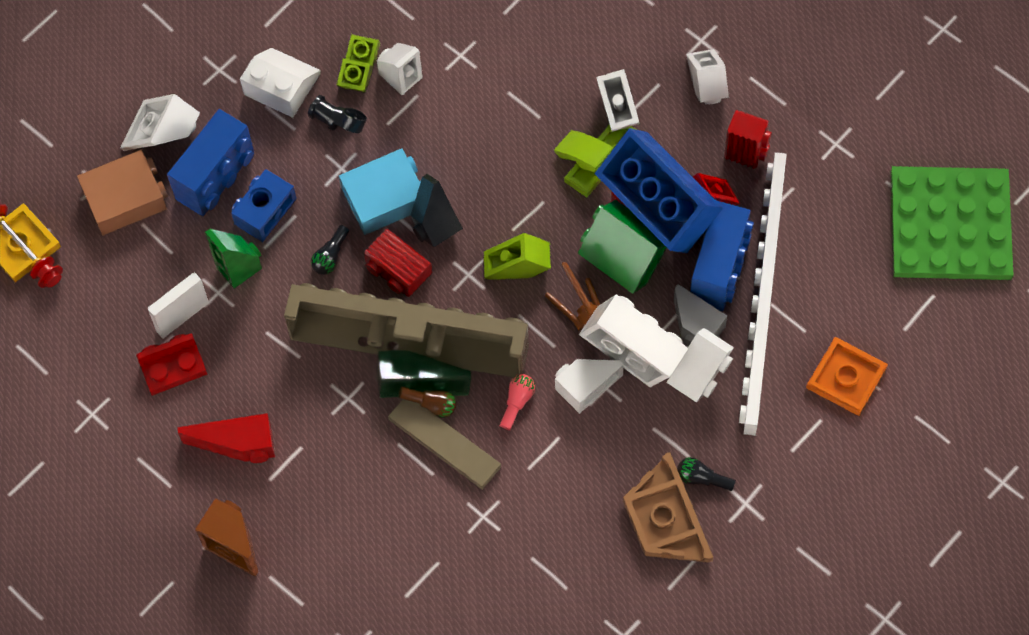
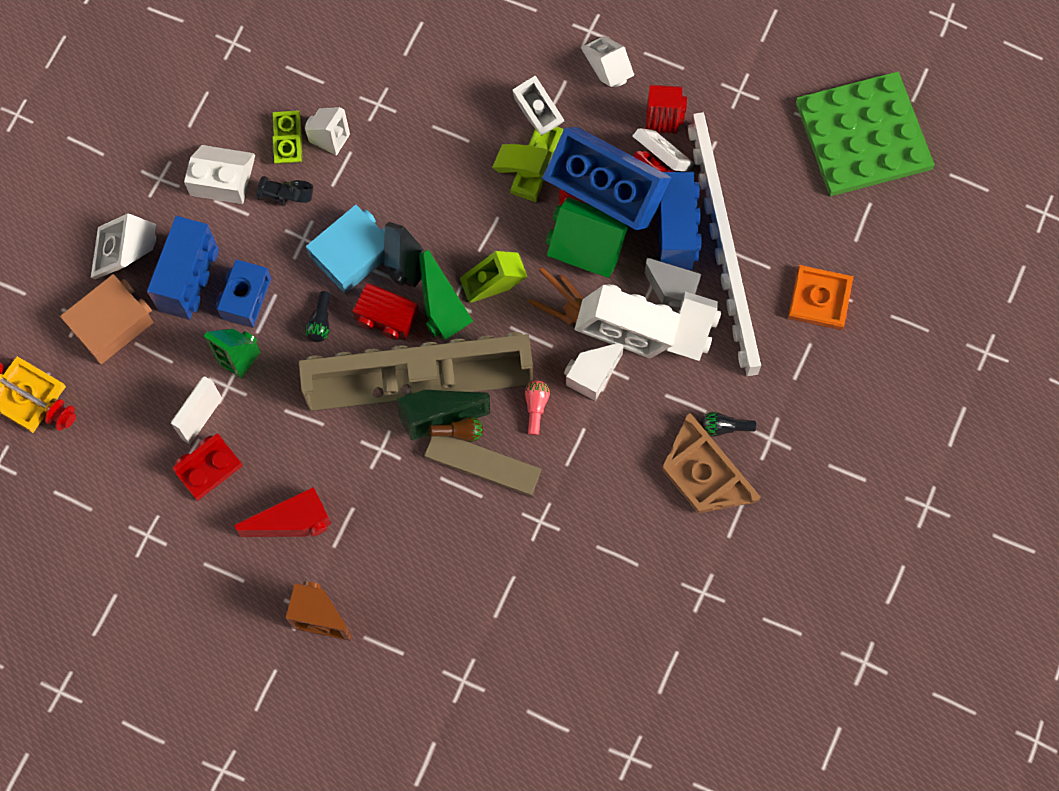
camera: 20 degrees left, 5 degrees up
(454, 271) = (441, 303): none -> green slope
(732, 180) = (663, 150): none -> white tile

